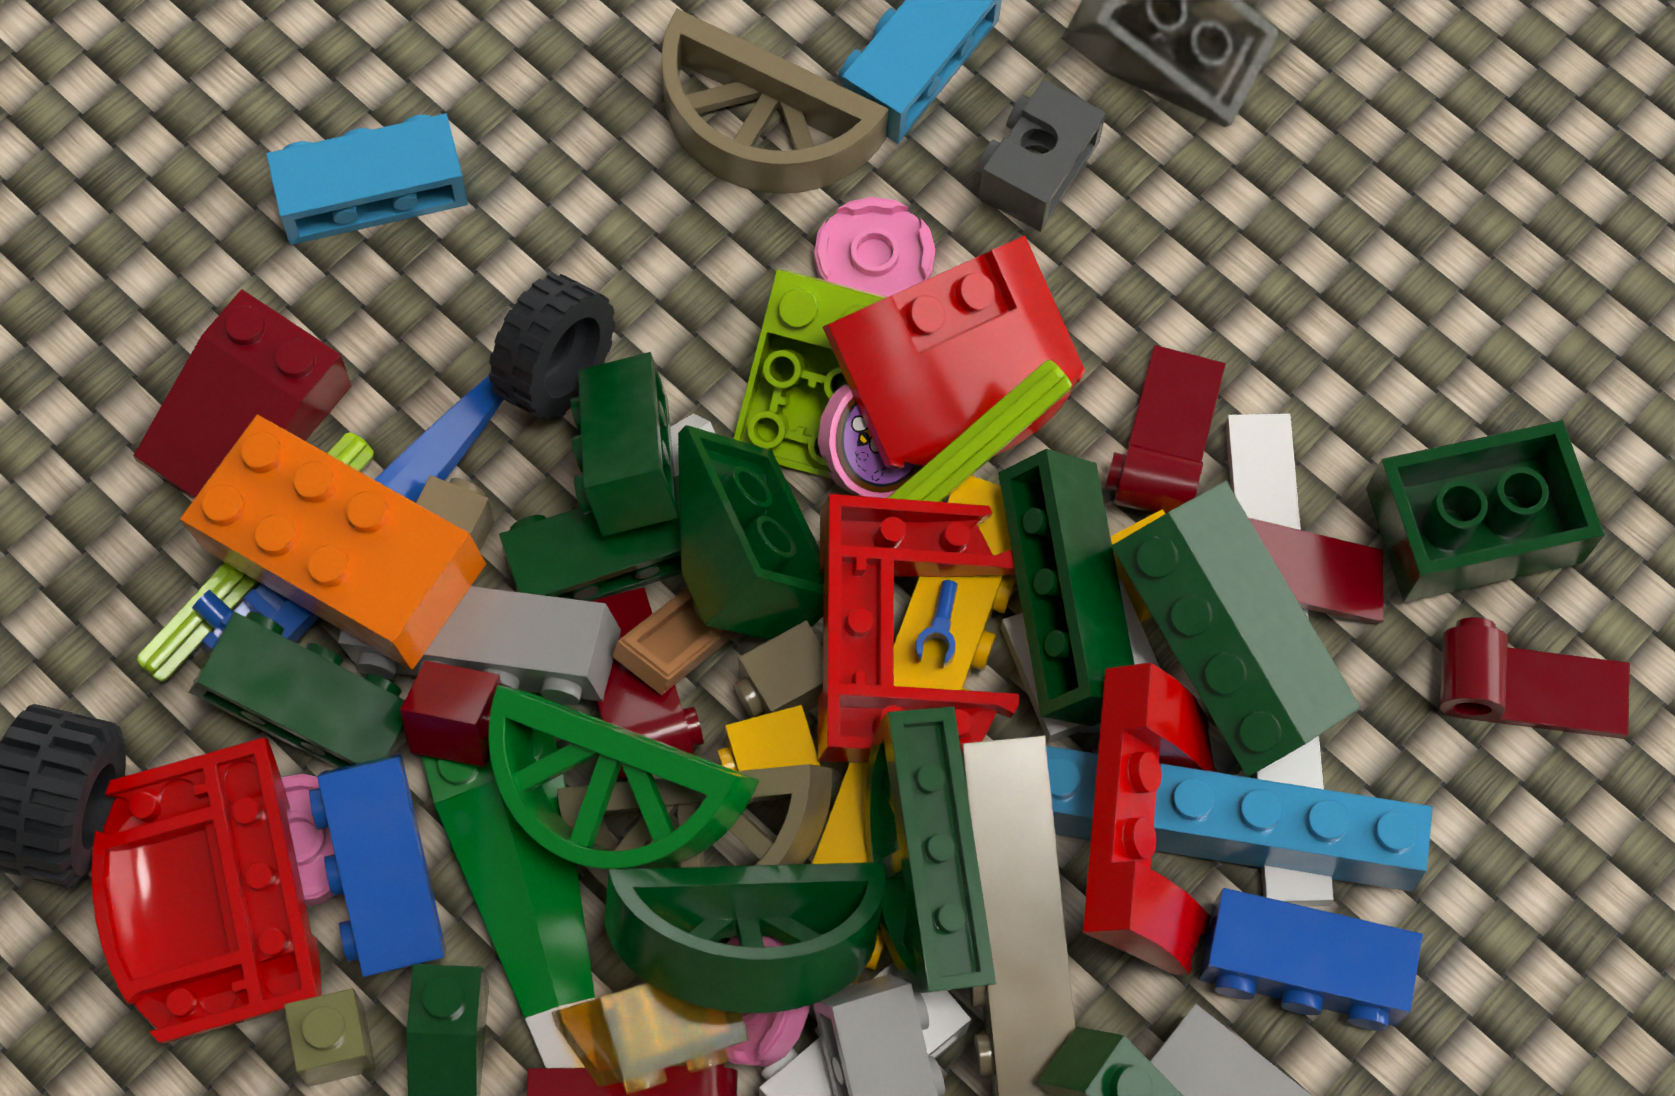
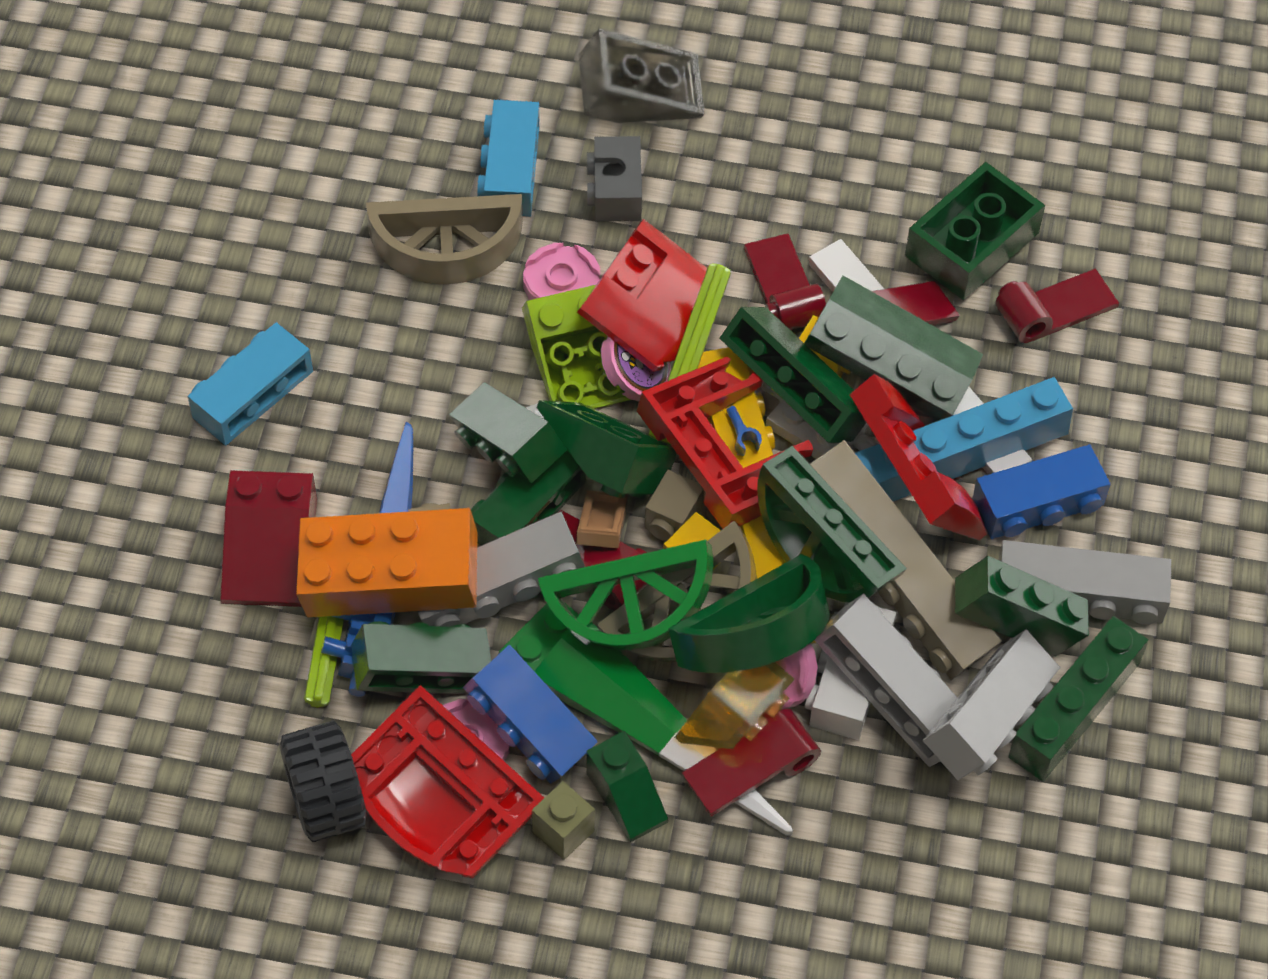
camera: 30 degrees left, 10 degrees down
(450, 713) = (515, 616): dark red brick -> none
(546, 341) = (427, 406): black tyre -> none

